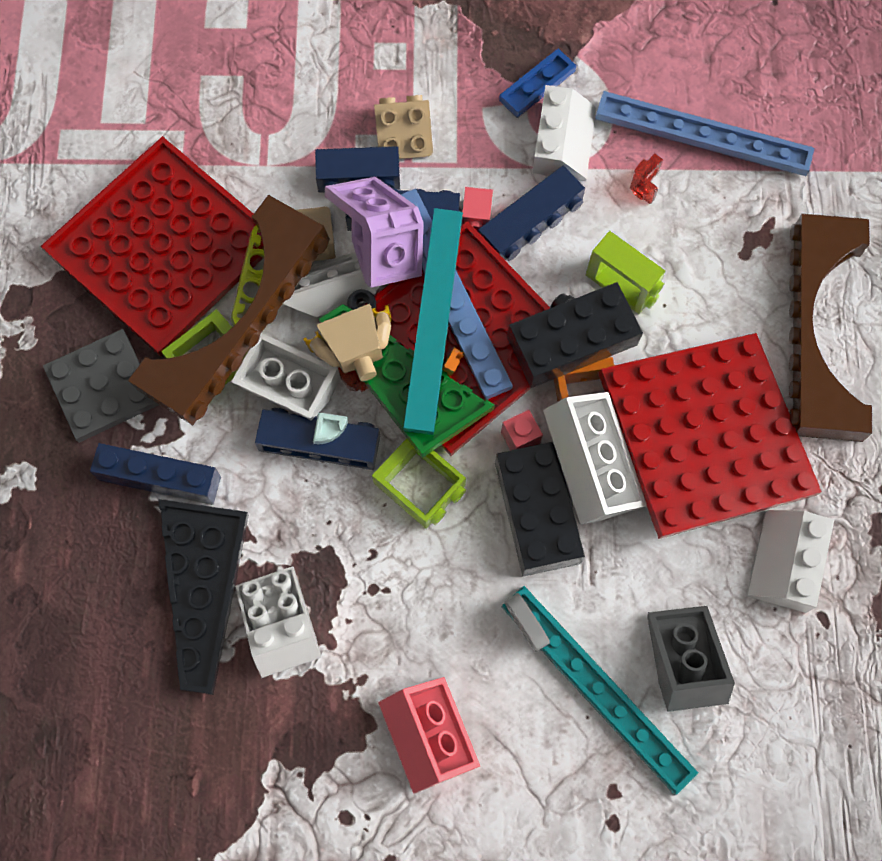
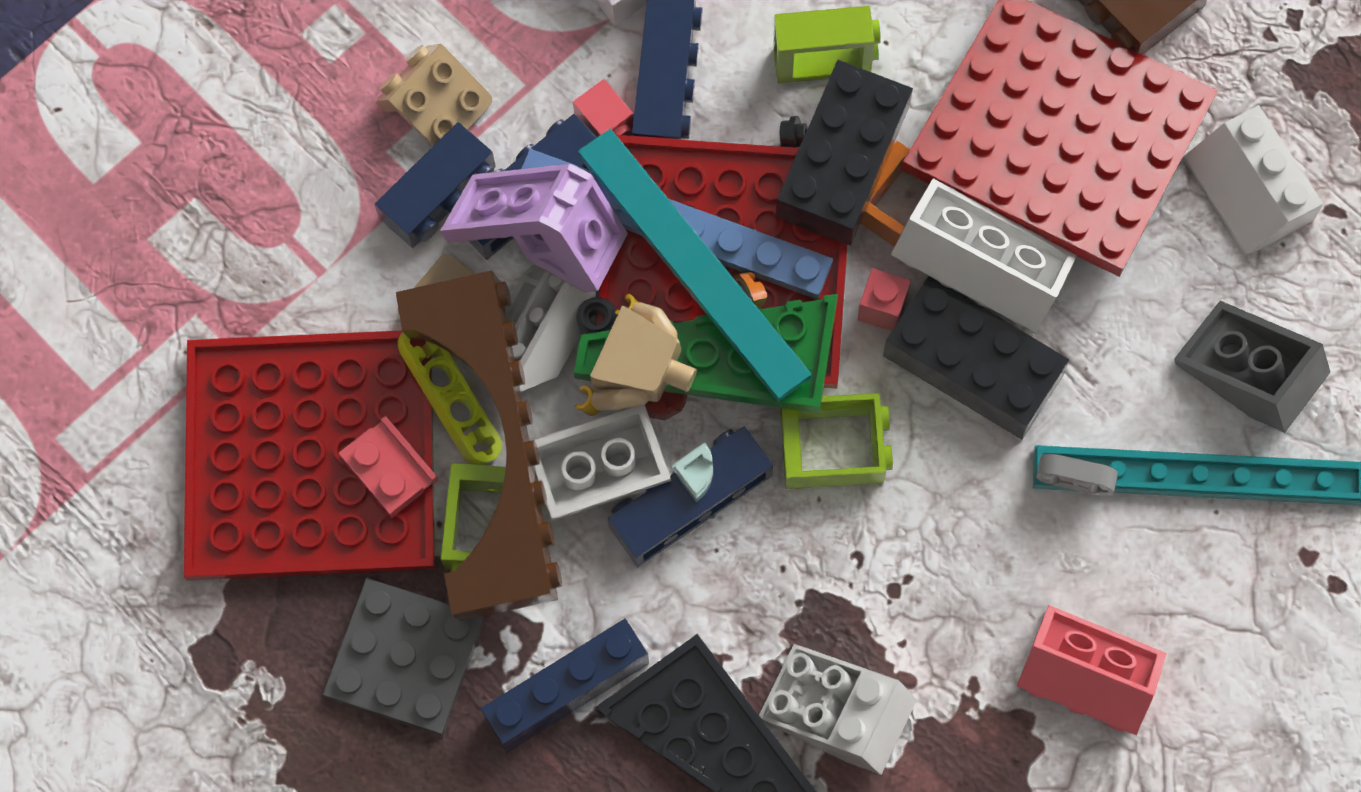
camera: 40 degrees left, 0 degrees up
(187, 283) = (388, 467): none -> coral plate

